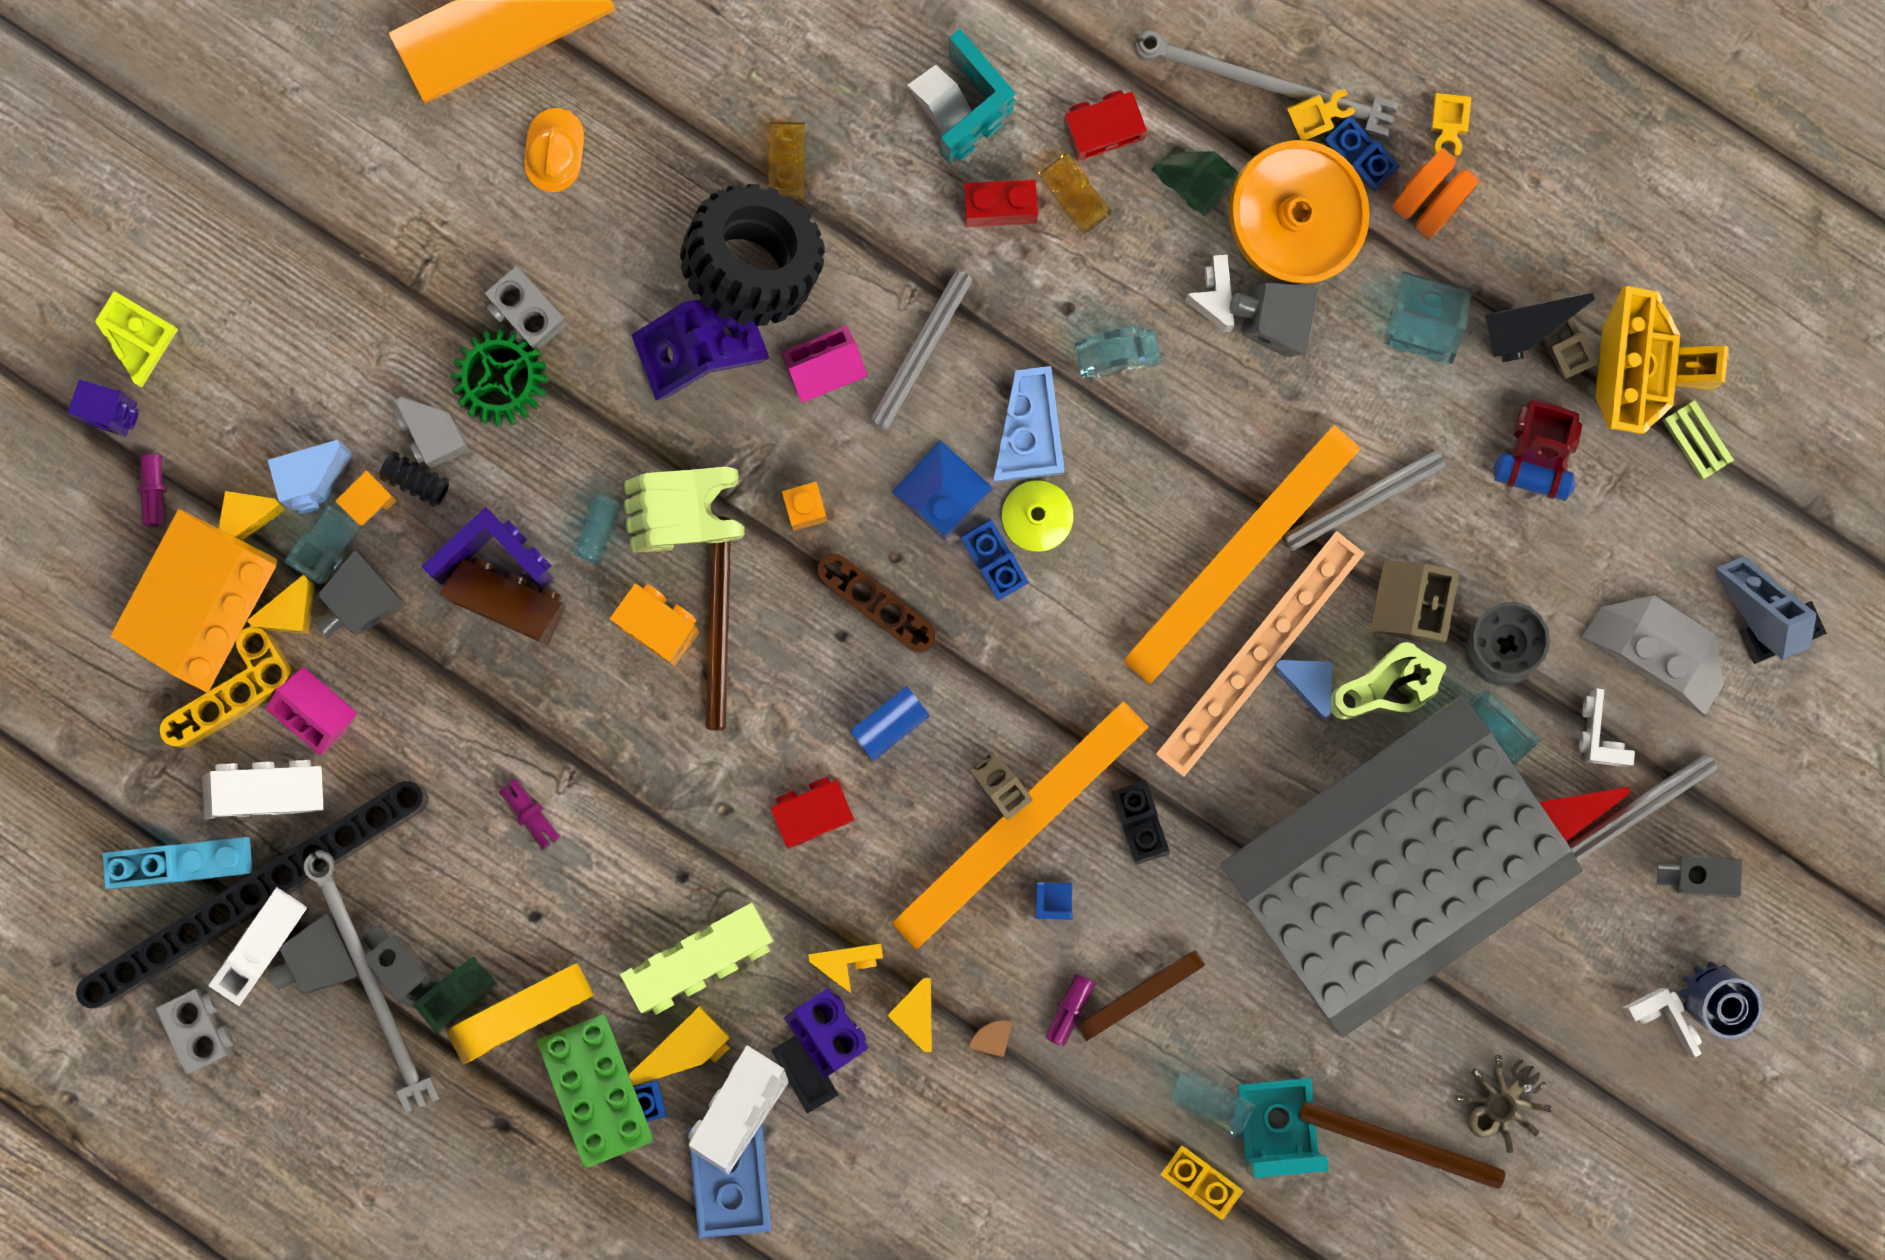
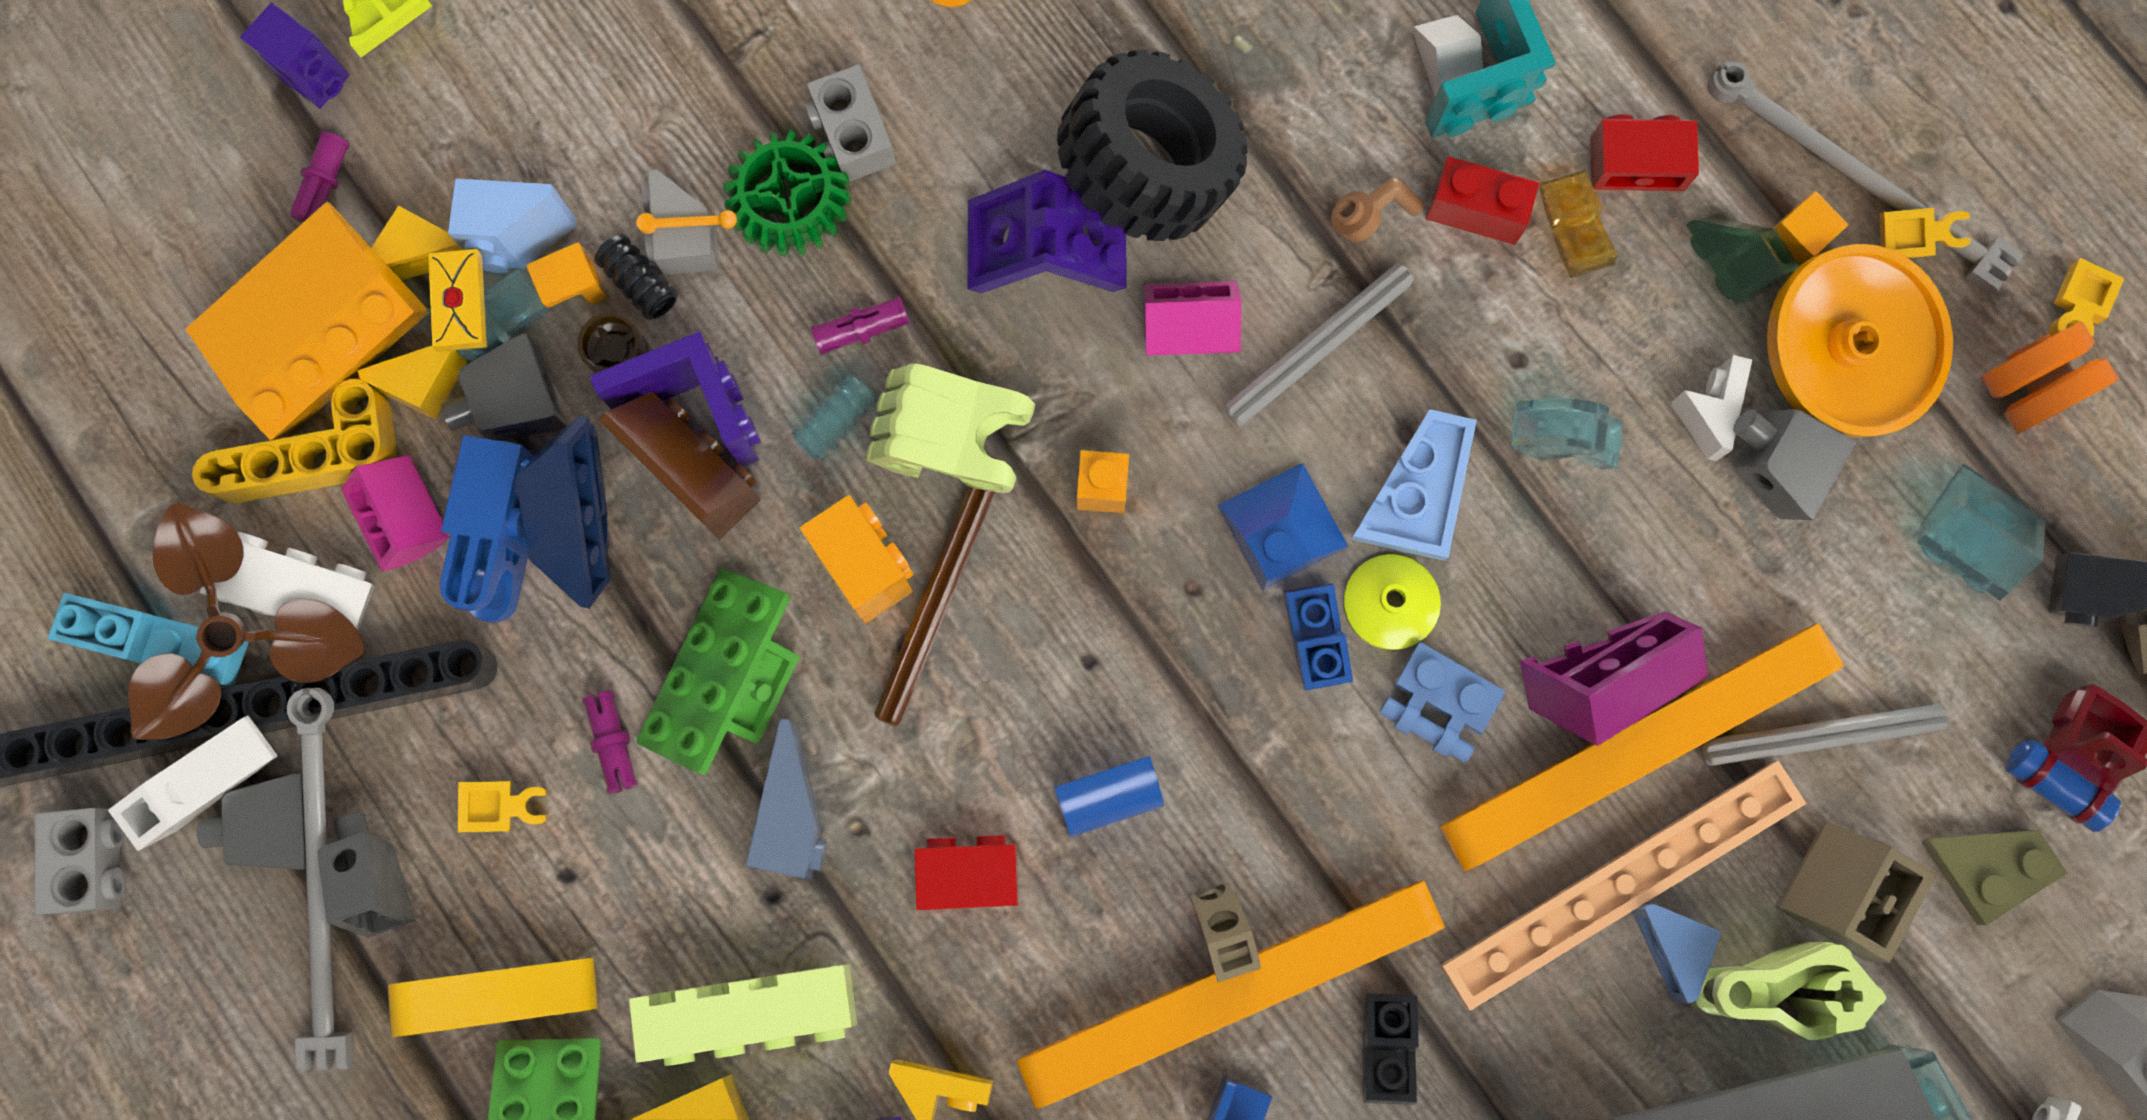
camera: 25 degrees right, 5 degrees down
(298, 822) = (195, 552): none -> reddish brown plant
(304, 546) = (457, 300): none -> yellow tile
(389, 694) = (484, 526): none -> blue brick
(411, 439) = (647, 223): none -> light orange hinge
(421, 537) = (610, 341): none -> dark brown wheel
(440, 668) = (567, 512): none -> dark blue wedge
(455, 995) = (417, 941): clear green slope -> none
(465, 888) = (491, 806): none -> yellow plate
(589, 455) = (860, 325): none -> magenta pin
(589, 738) = (723, 674): none -> bright green bracket
(675, 823) = (788, 819): none -> sand blue slope
(787, 158) = (1239, 56): clear yellow slope -> none
(879, 599) = (1154, 633): reddish brown beam -> none
(921, 238) = (1360, 214): none -> medium nougat plate
(1099, 564) = (1449, 689): none -> medium blue plate
(1208, 515) = (1618, 680): none -> magenta wedge
(1238, 141) = (1810, 227): none -> light orange piece
(1365, 155) = (1969, 310): blue slope -> none
(1508, 550) = (1995, 869): none -> olive wing
(1528, 645) = (1995, 996): dark grey wheel -> none

